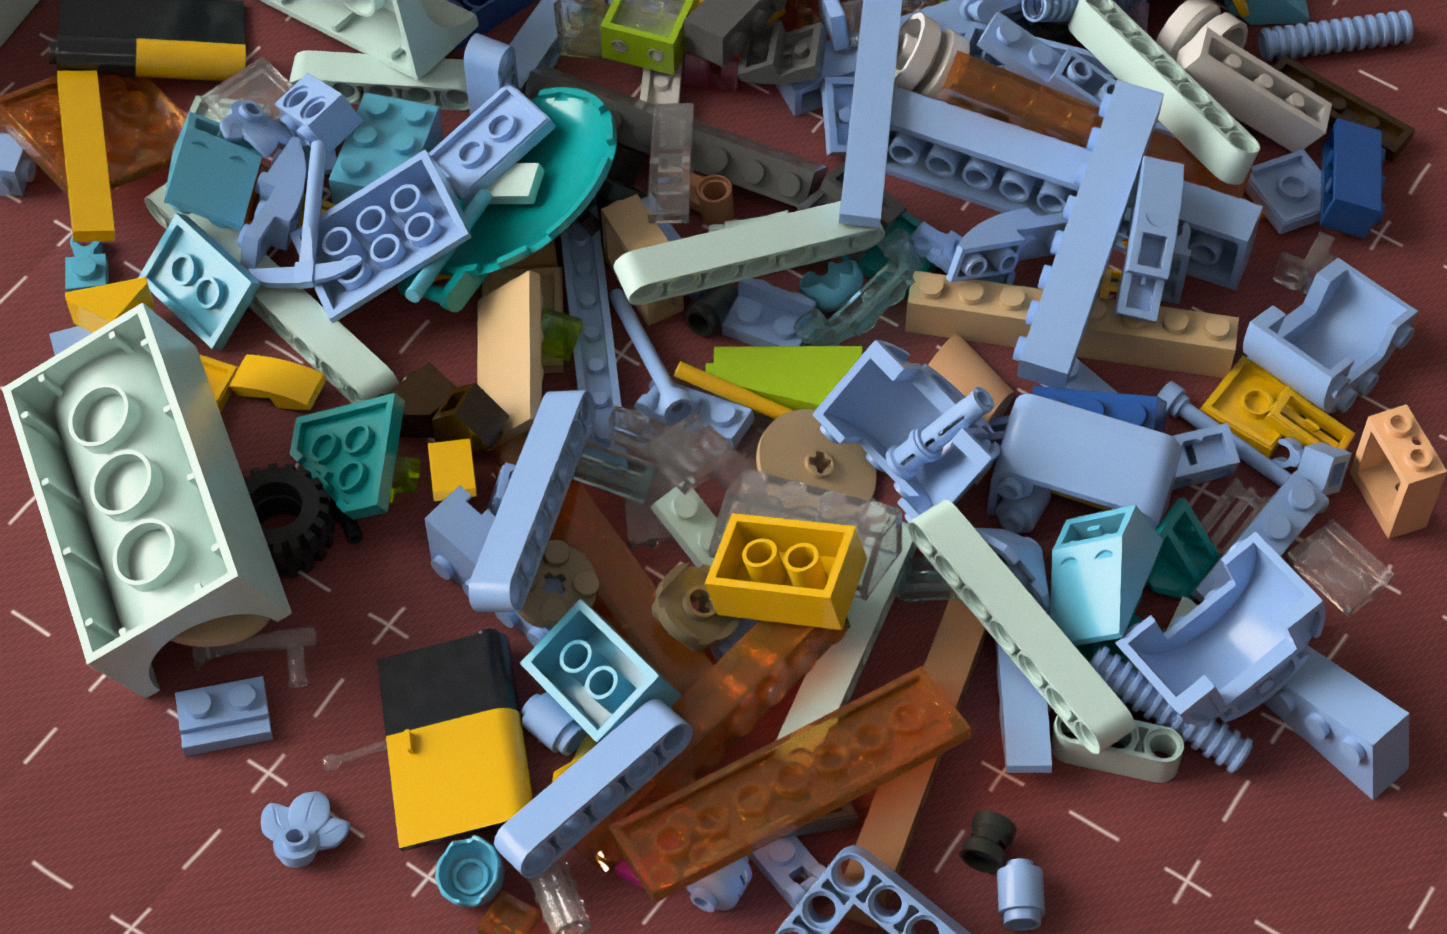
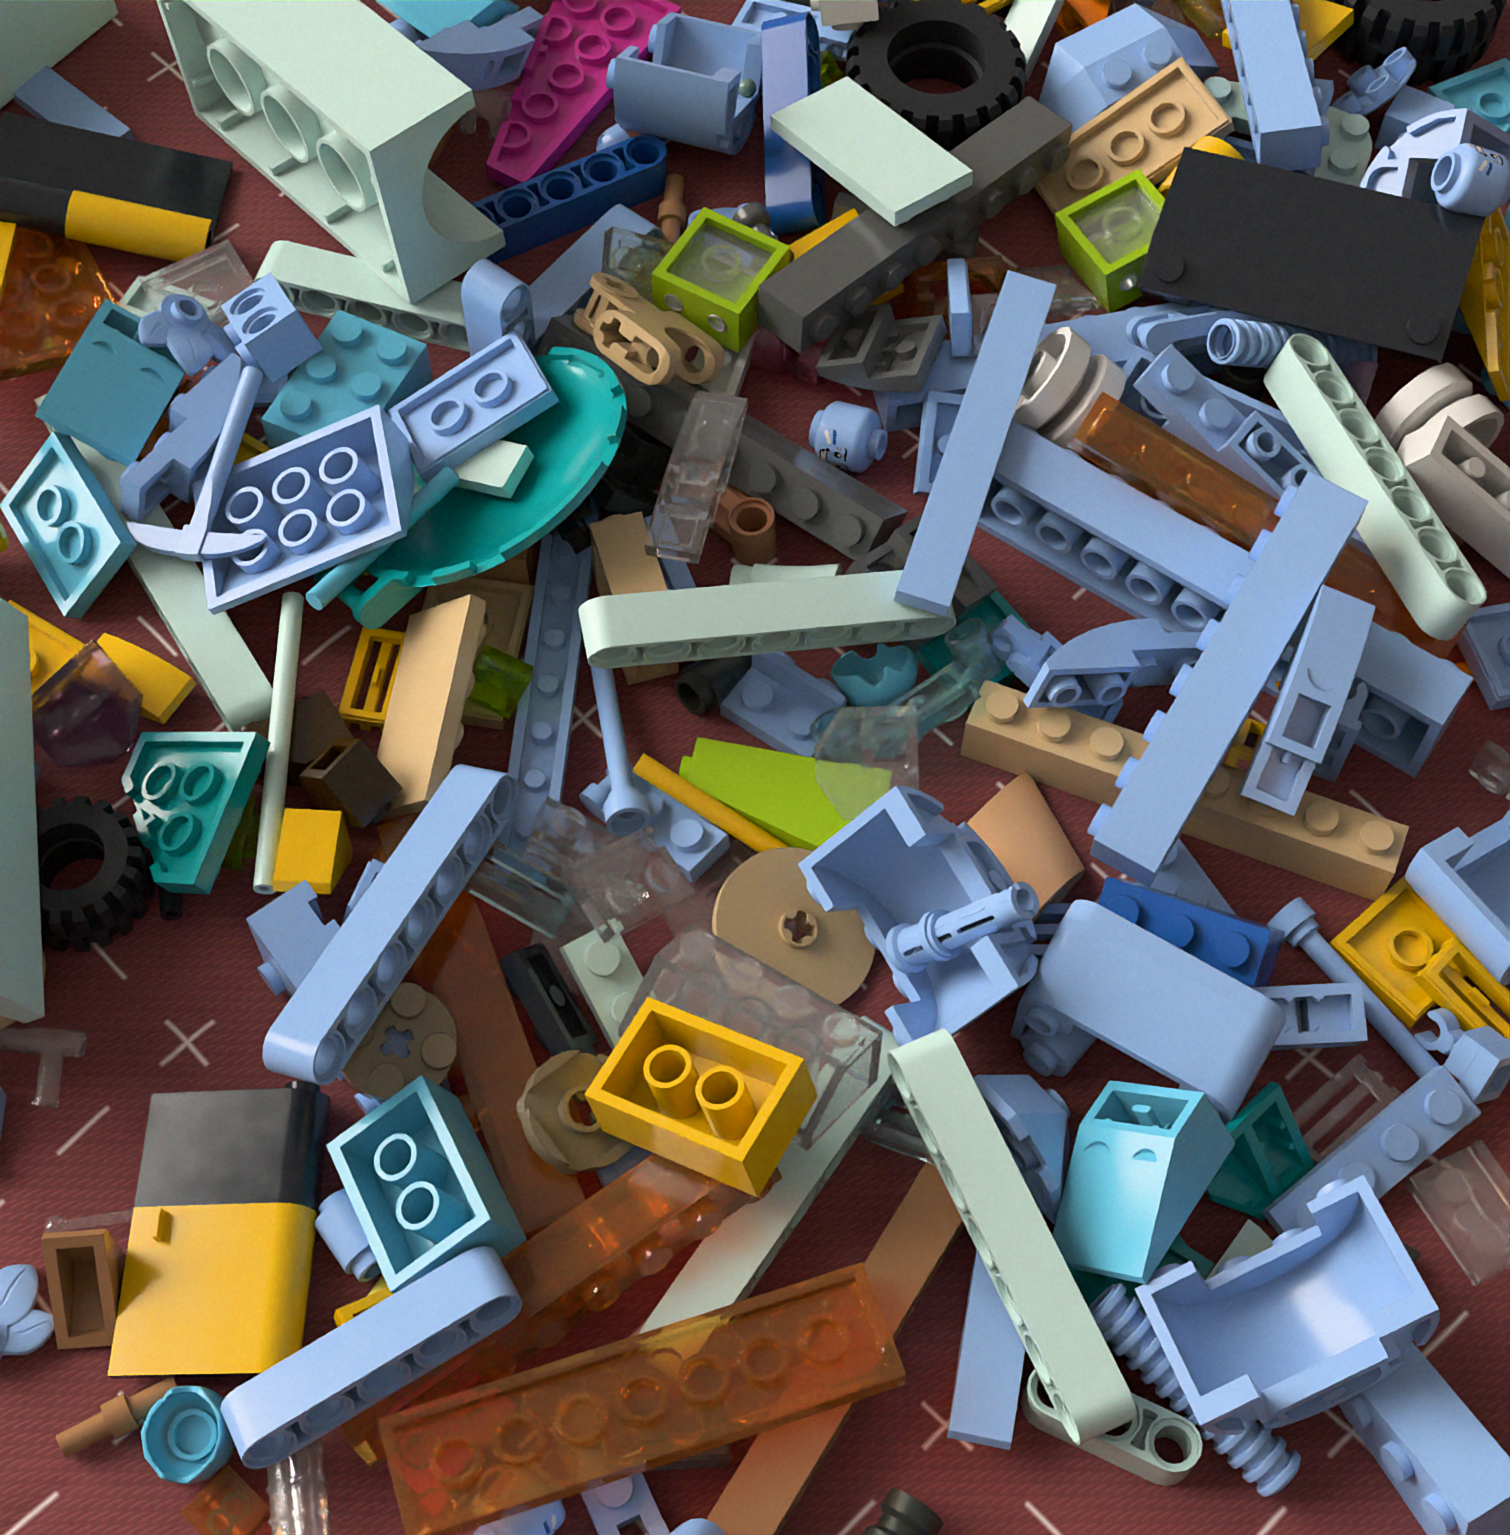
camera: 10 degrees right, 5 degrees up
(255, 407) = (86, 710): none -> slope
(366, 792) = (83, 1286): none -> medium nougat slope
(406, 391) = (280, 736): none -> light aqua piece
(411, 876) = (117, 1418): none -> medium nougat bar
(460, 378) = (368, 716): none -> yellow tile
(603, 73) = (643, 336): none -> tan piece
(641, 533) = (548, 1001): none -> black hinge
(770, 121) = (848, 436): none -> light blue head
(841, 333) = (867, 755): none -> clear slope

